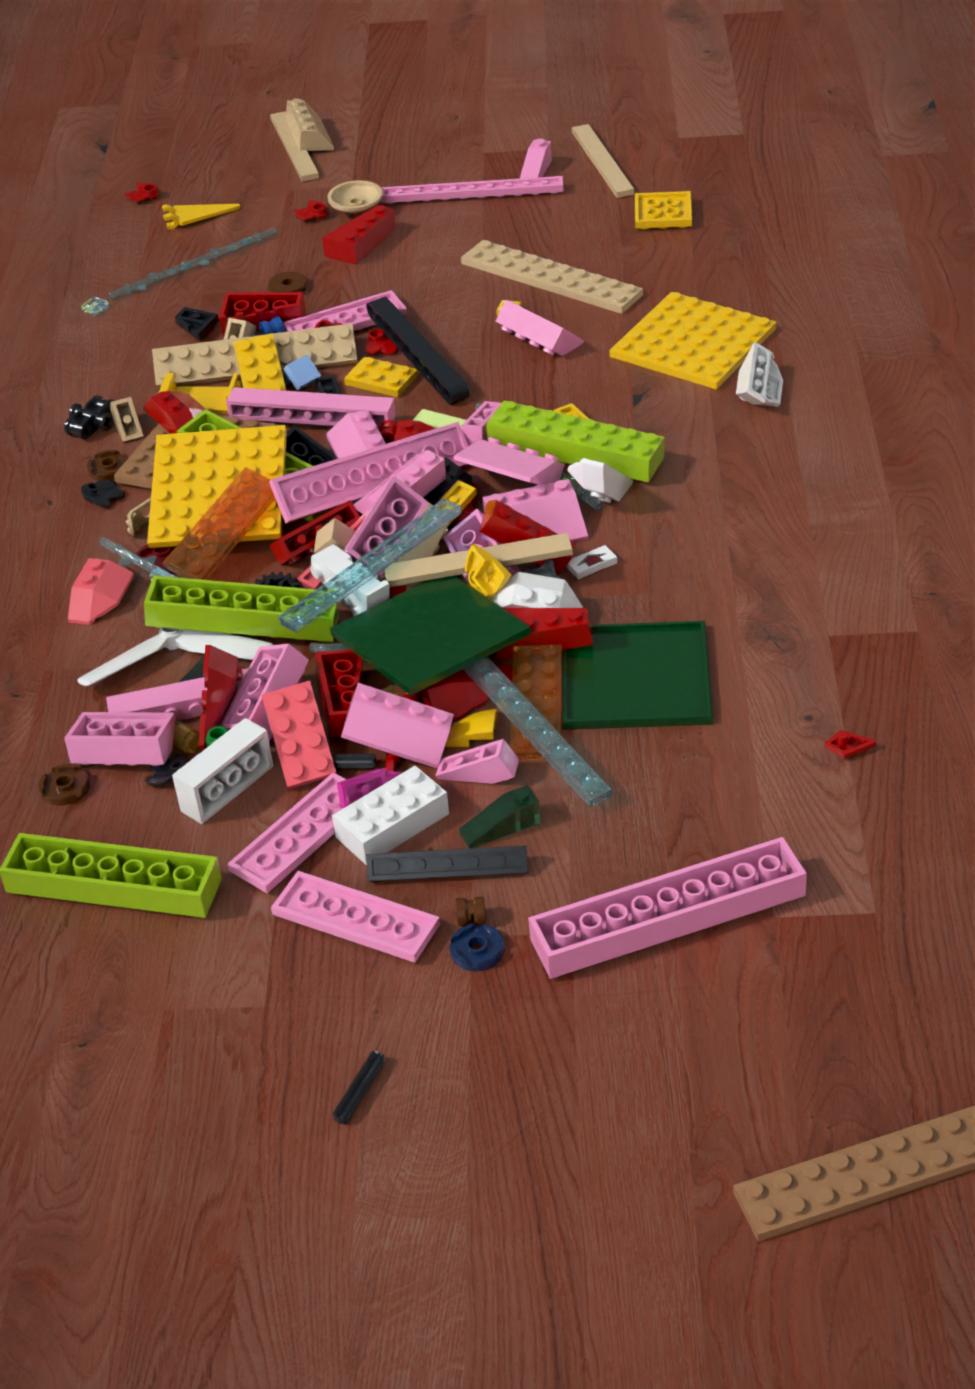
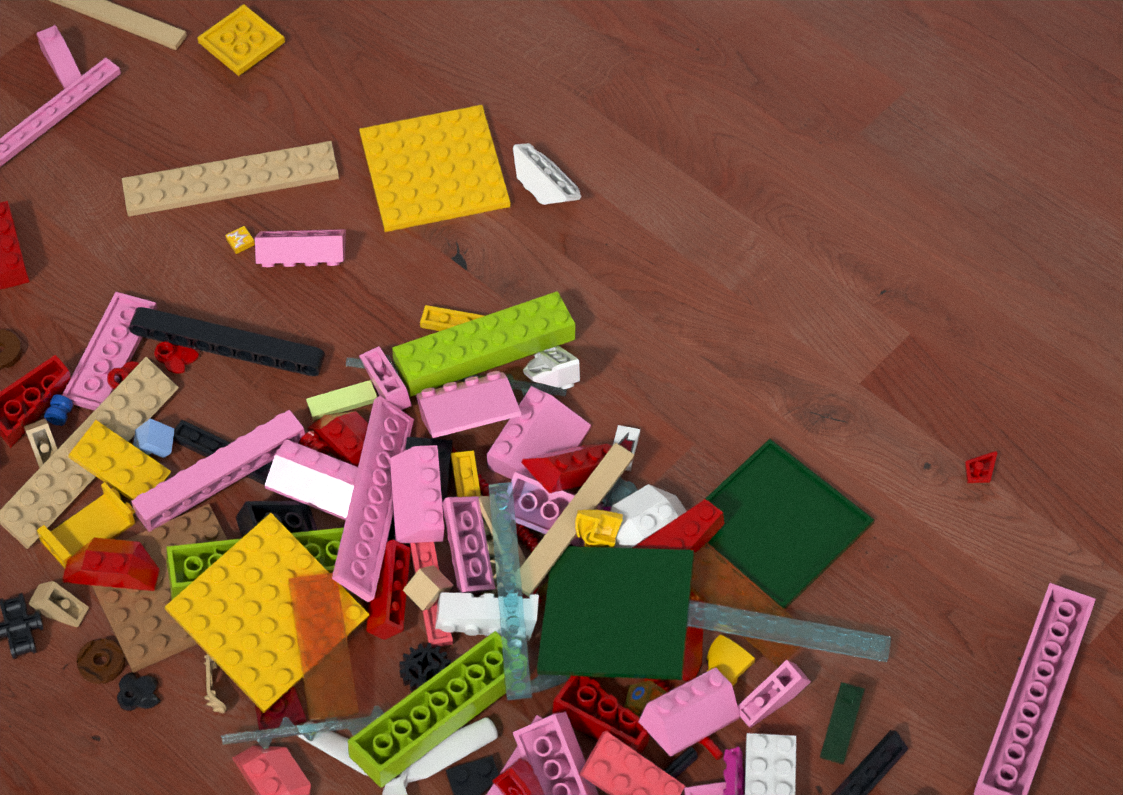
camera: 50 degrees left, 15 degrees up
(381, 377) = (221, 390): yellow plate -> none

